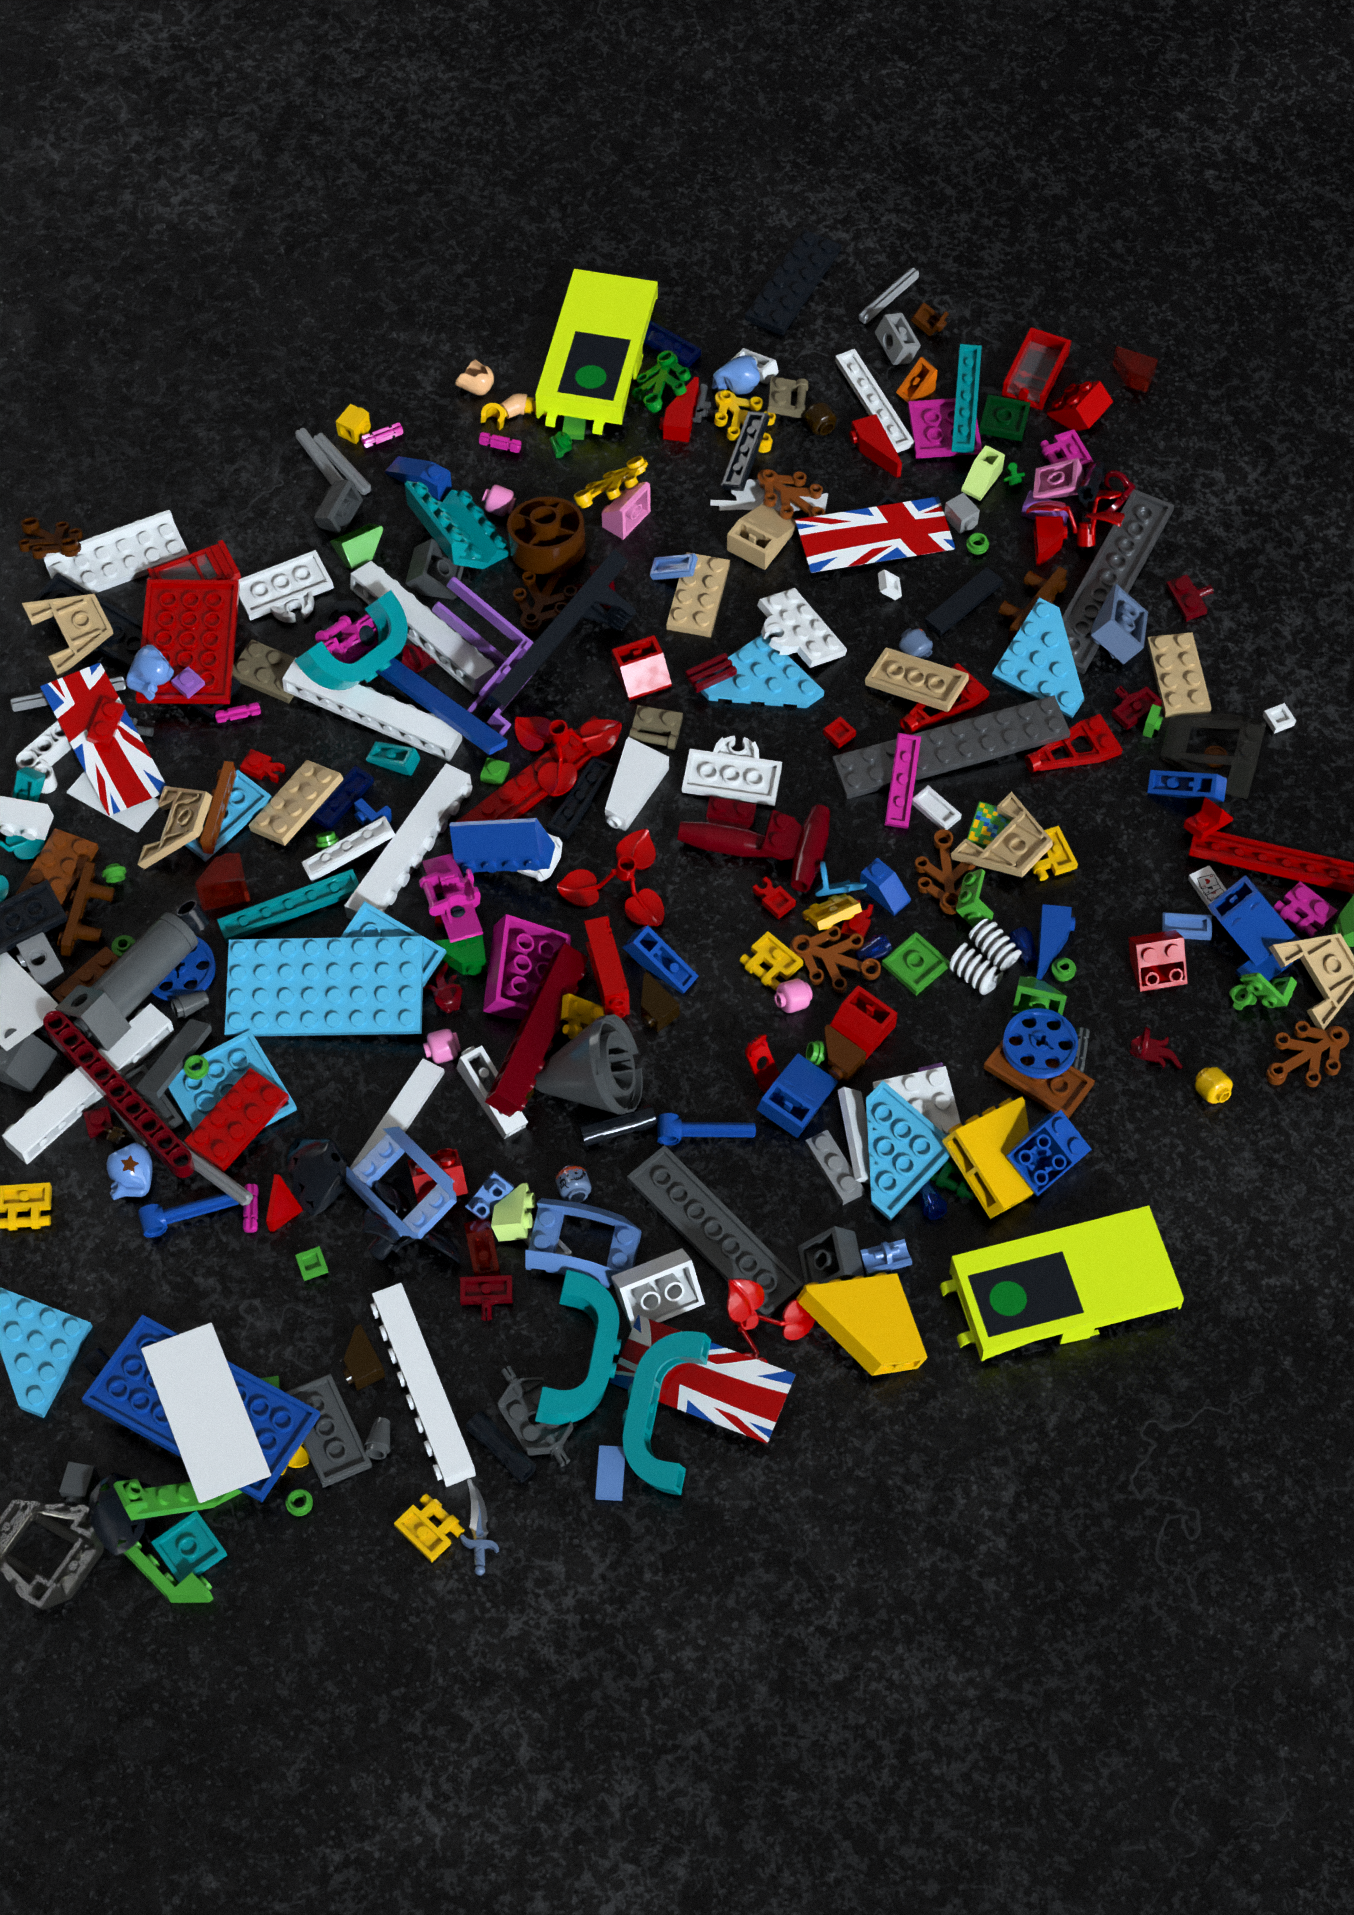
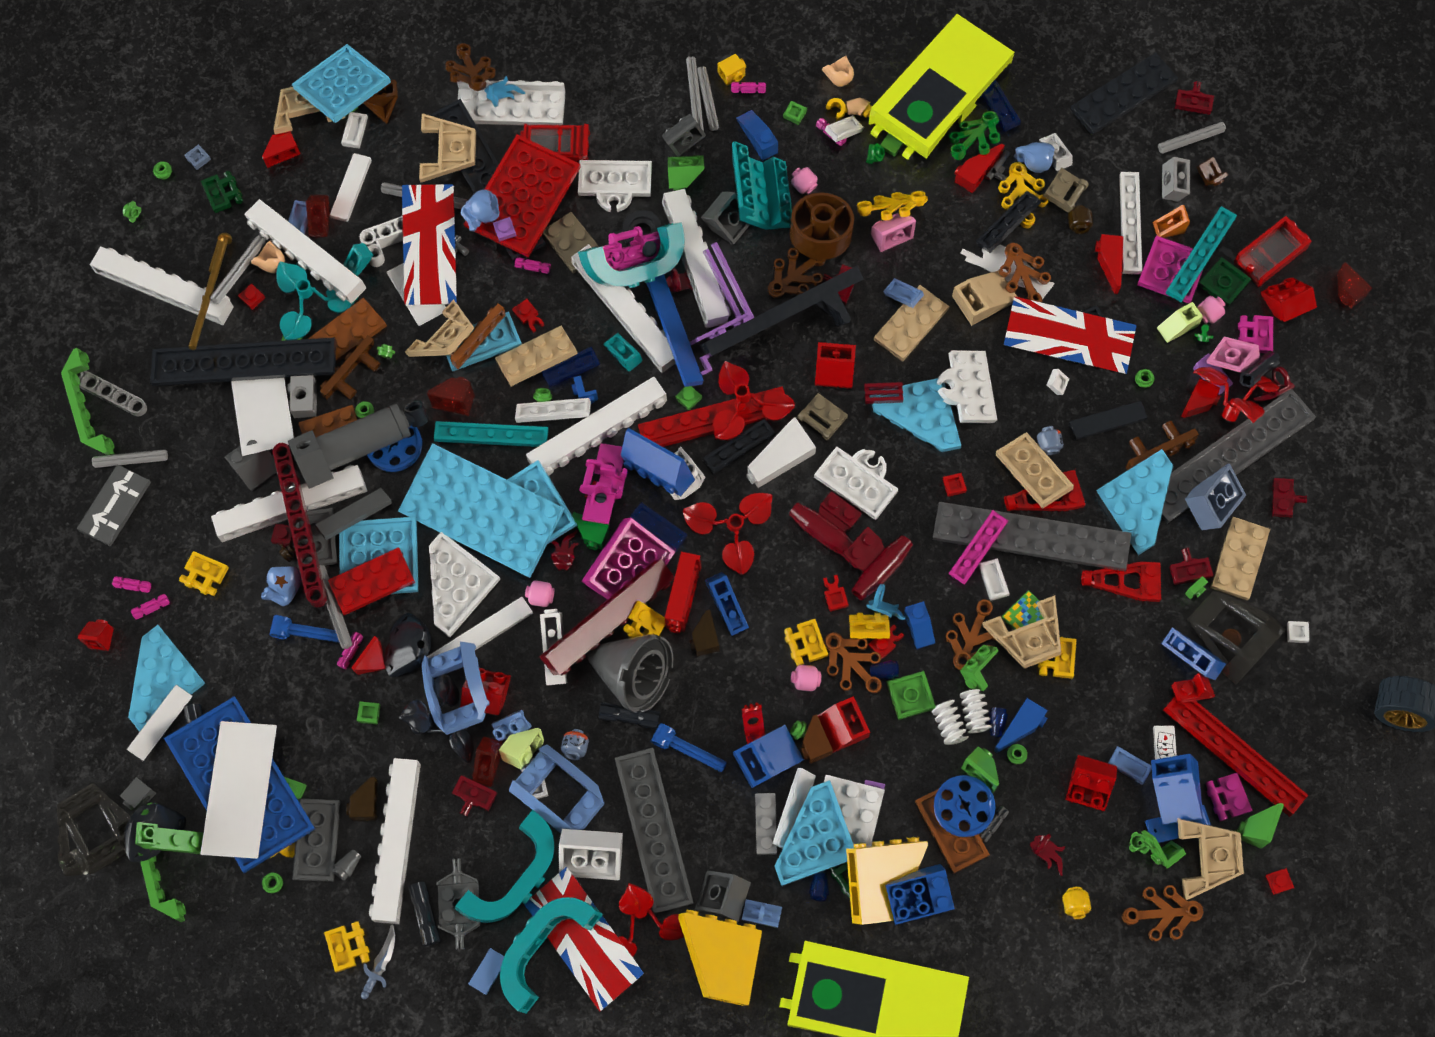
camera: 30 degrees right, 10 degrees up
(61, 1391) = (159, 722): none -> white tile
(98, 546) = (501, 90): none -> dark azure piece
(106, 723) = (434, 233): red plate -> none
(188, 1003) = (385, 475): dark grey cone -> none
(189, 1547) = (185, 878): teal plate -> none
(194, 1061) = (363, 523): bright green plate -> none
(338, 1079) = (457, 583): none -> white plate
(448, 440) = (795, 112): none -> bright green tile
(513, 432) = (844, 128): none -> white tile
(548, 916) = (659, 526): none -> clear blue plate
(871, 258) = (1194, 100): none -> dark red plate
(961, 513) = (1145, 348): light grey brick -> none
(1010, 445) = (1211, 309): none -> bright pink head

